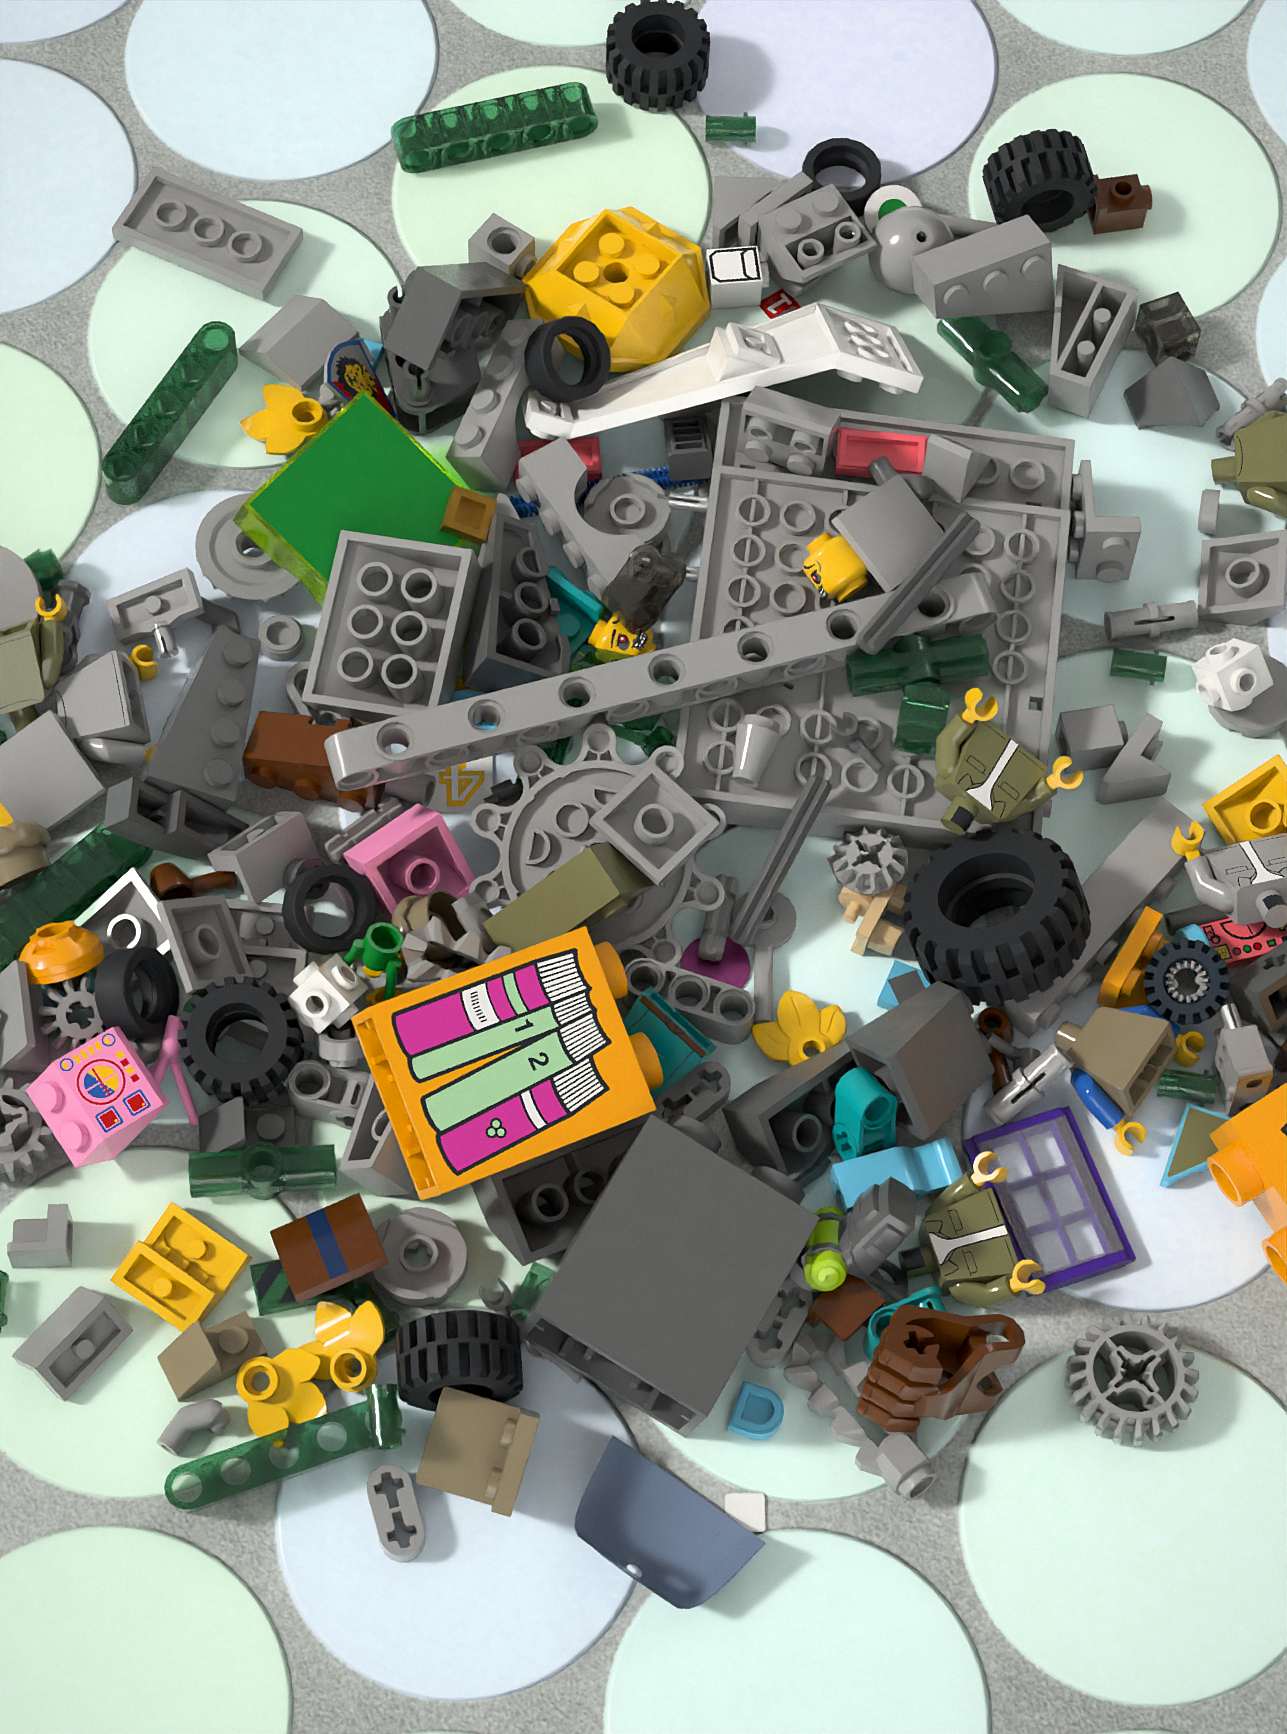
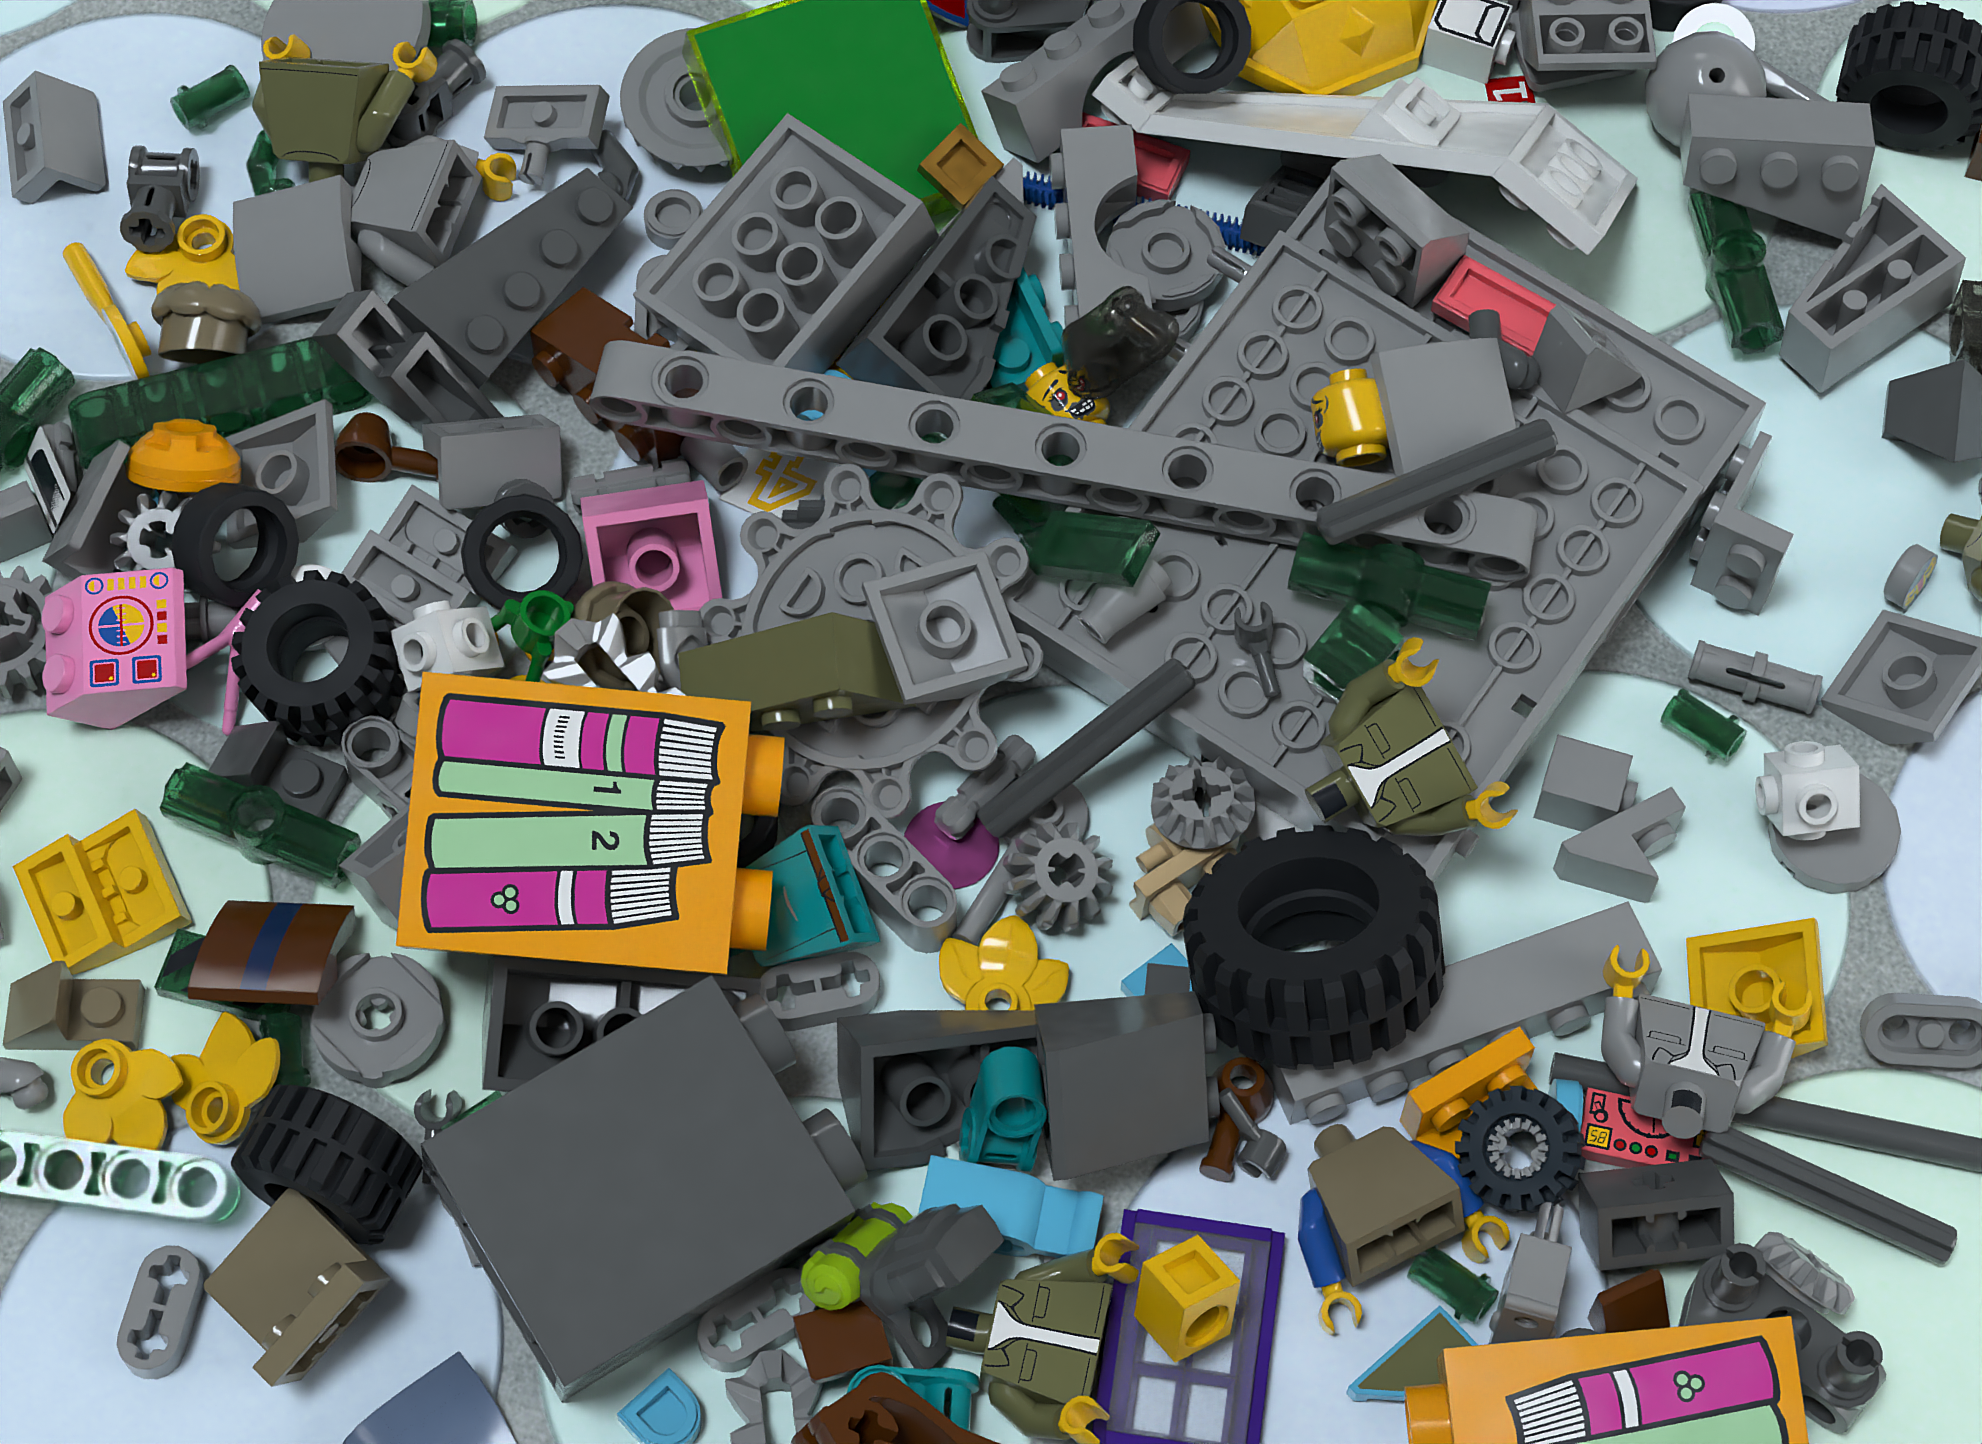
camera: 30 degrees right, 0 degrees up
(203, 942) = (344, 520): light grey slope -> none
(384, 1417) = (193, 1190): clear green pin -> none
(721, 727) = (1093, 548): none -> clear green tile
(797, 935) = (1038, 859): none -> light grey gear
(1028, 1084) = (1279, 1168): light grey pin -> none
(1044, 1172) = (1186, 1298): none -> yellow brick

